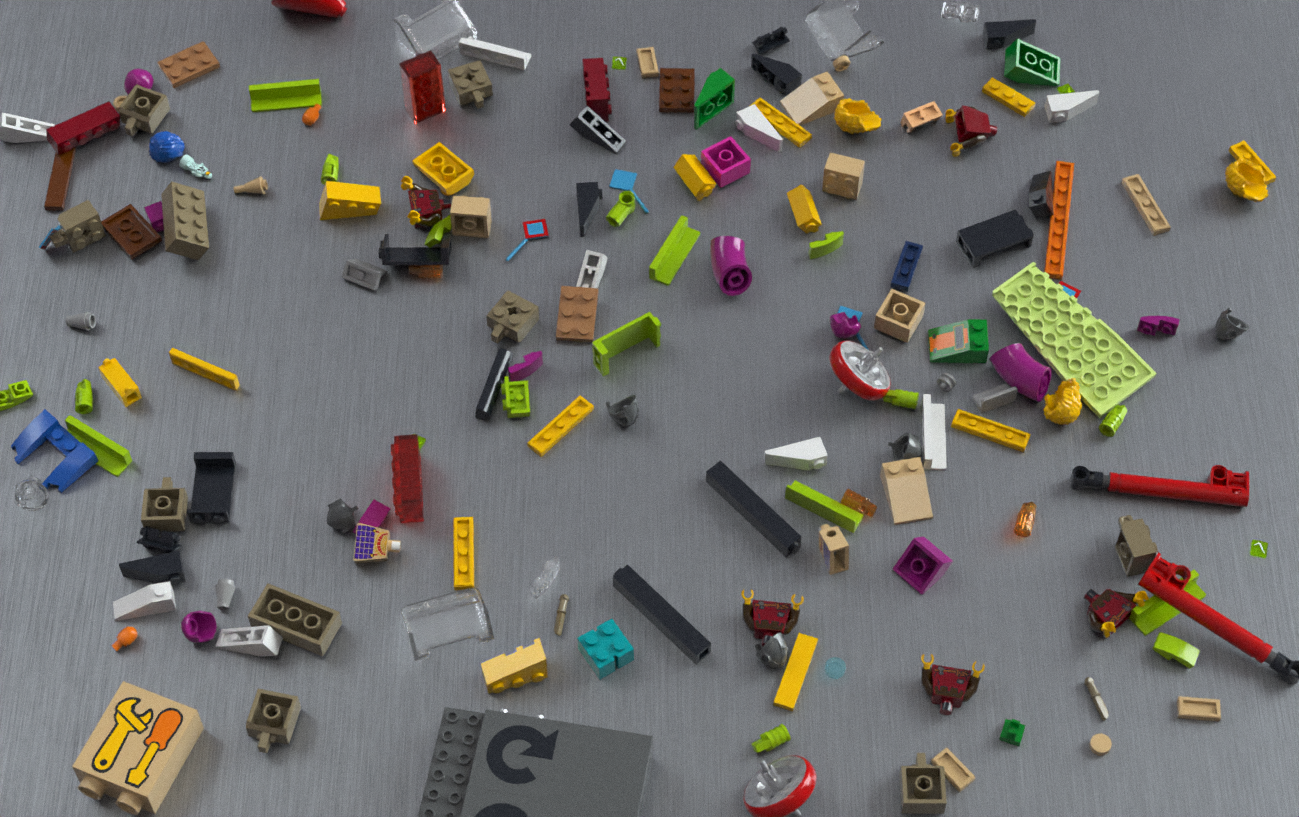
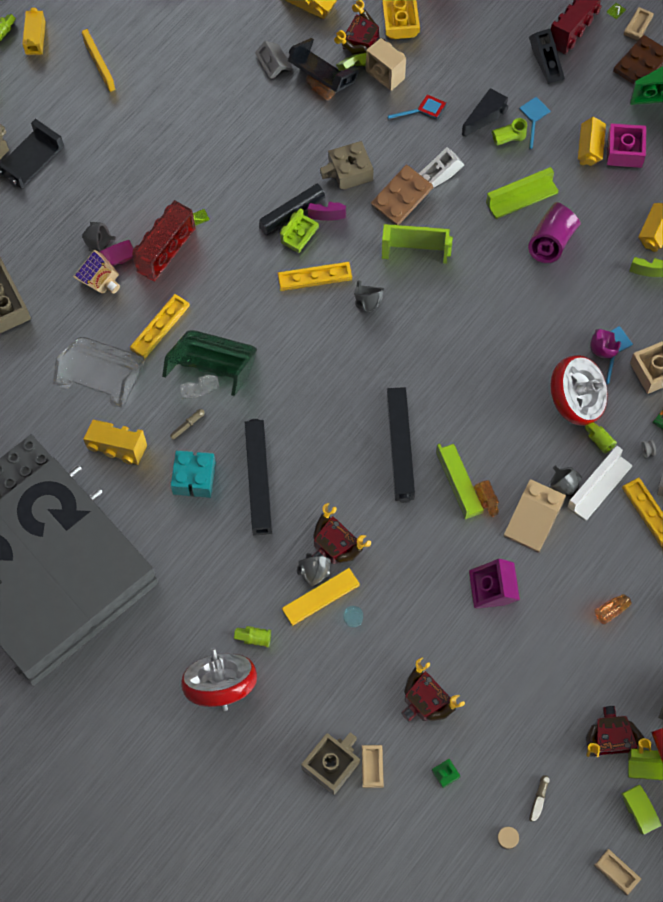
camera: 40 degrees right, 10 degrees up
(539, 542) = (213, 355): none -> clear green windscreen
(800, 455) = (476, 427): white slope -> none
(832, 540) = (432, 520): tan torso -> none

